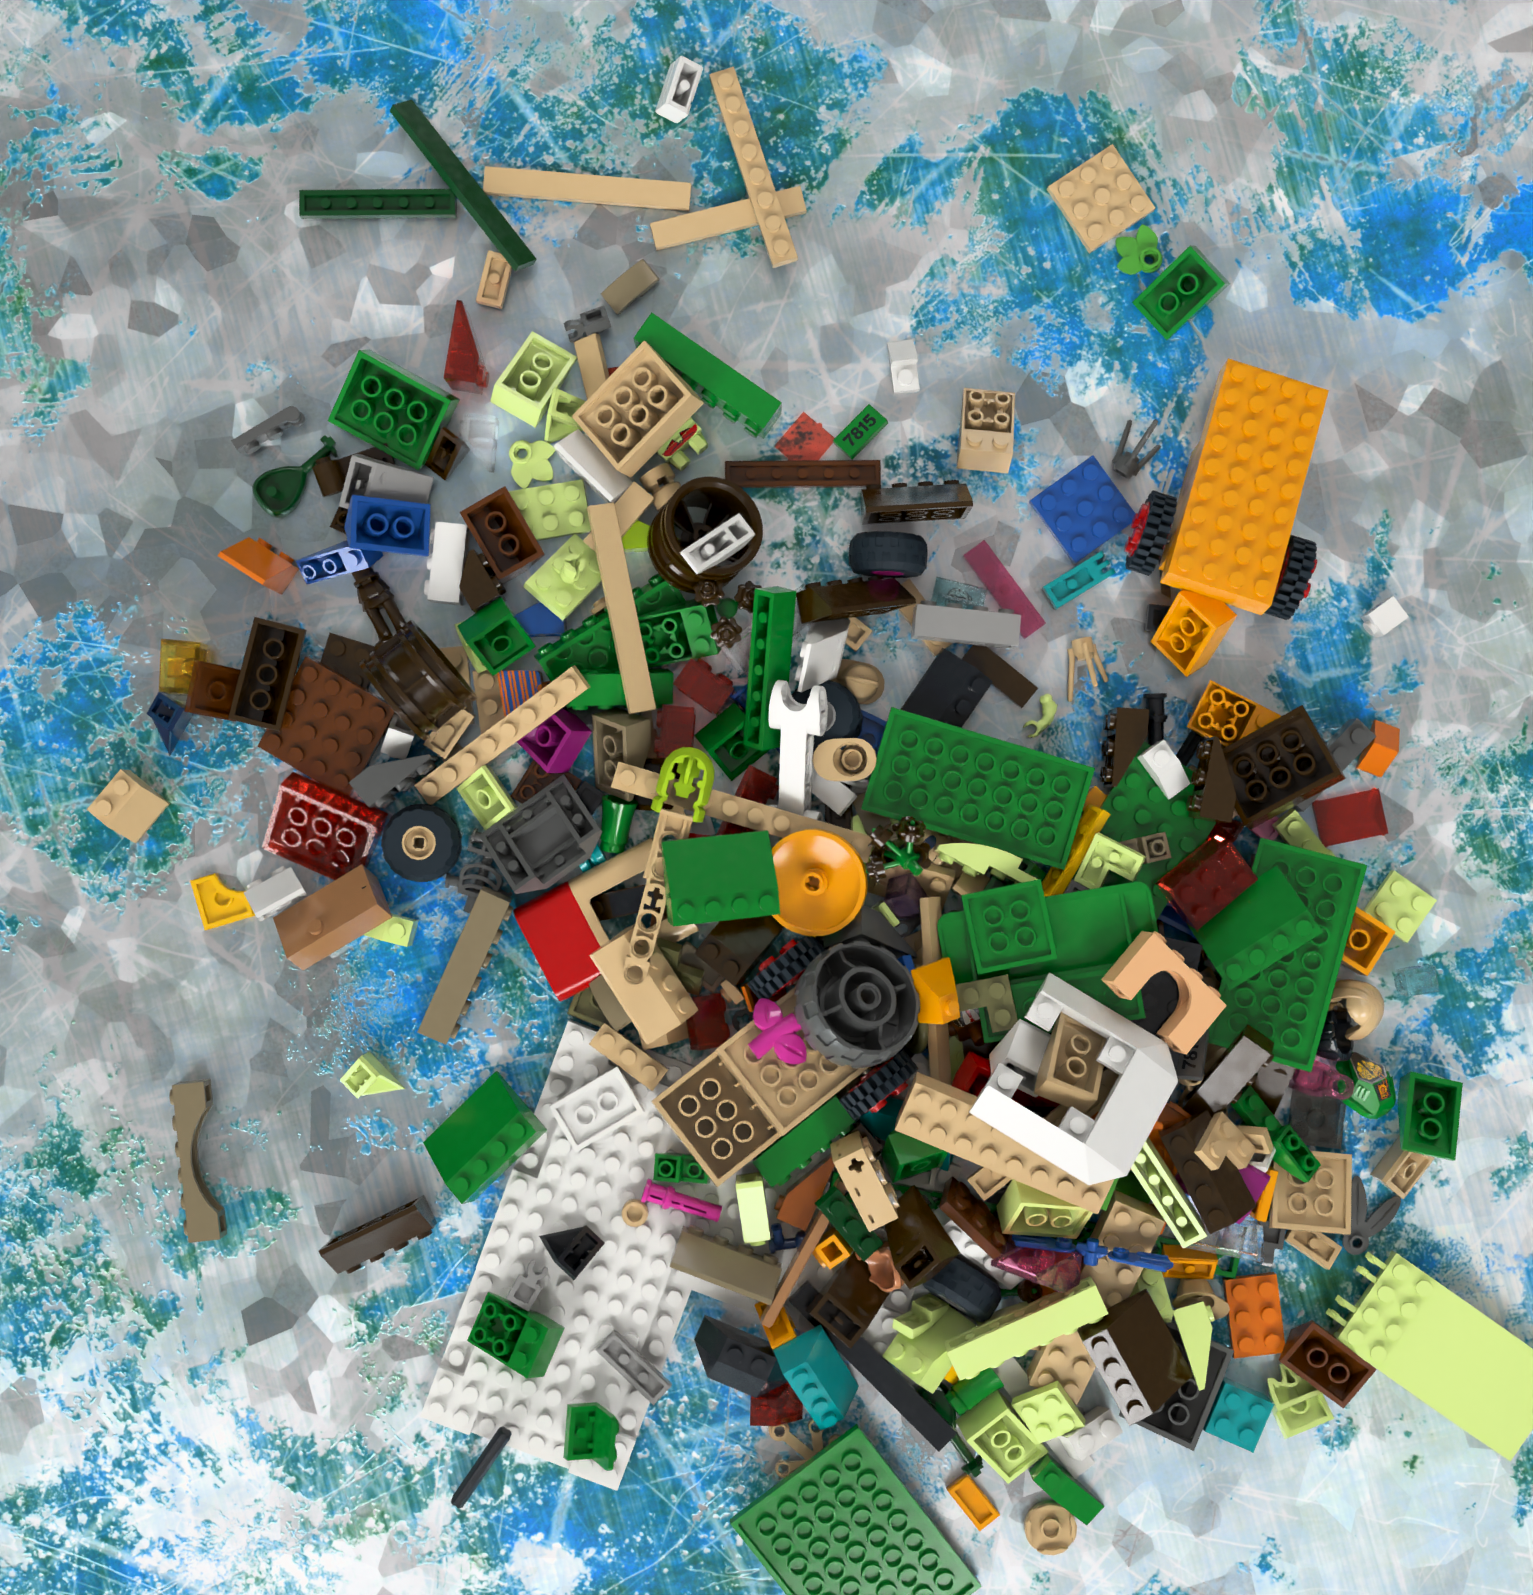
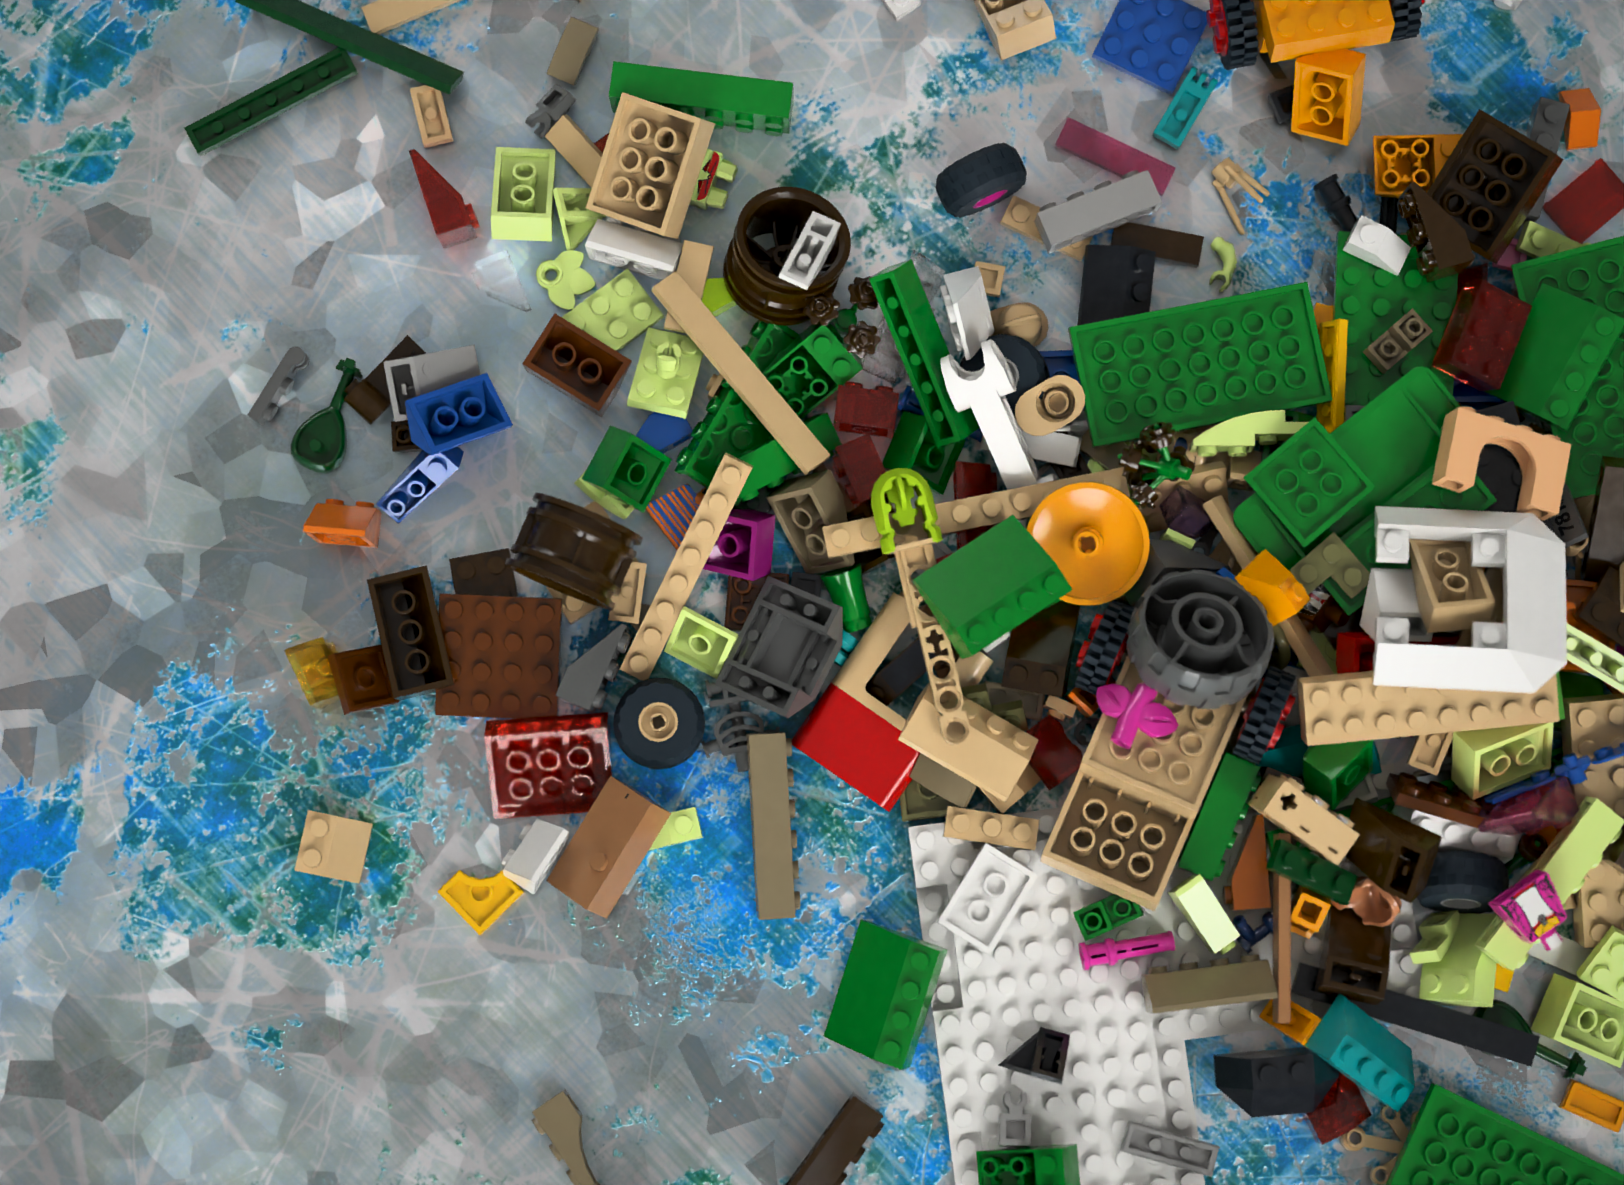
camera: 25 degrees left, 5 degrees down
(169, 719) = (328, 736): dark blue slope -> none
(369, 1077) = (731, 999): yellowish green slope -> none
(374, 596) = (475, 498): dark brown piece -> none
(392, 407) = (396, 295): green slope -> none
(397, 739) = (579, 626): white brick -> none
(446, 453) = (474, 314): dark brown slope -> none
(447, 563) = (534, 425): white brick -> none
(478, 583) = (580, 427): dark brown slope -> none
(488, 699) = (654, 546): tan plate -> none
(635, 1212) = (1084, 986): tan tile -> none
(660, 475) = (722, 231): tan wheel -> none
(803, 473) = (851, 145): reddish brown tile -> none
(805, 440) = (833, 115): clear red piece -> none
(851, 599) = (969, 242): dark brown slope -> none
(860, 431) = (884, 74): green tile -> none
(915, 503) = (979, 116): dark brown slope -> none
(951, 591) = (1061, 186): clear light blue slope -> none
(969, 1392) = (1530, 984): green plant -> none
(998, 1344) = (1532, 909): none -> torso
(1108, 855) = (1366, 362): yellowish green plate -> none
(1125, 735) = (1317, 234): dark brown slope -> none

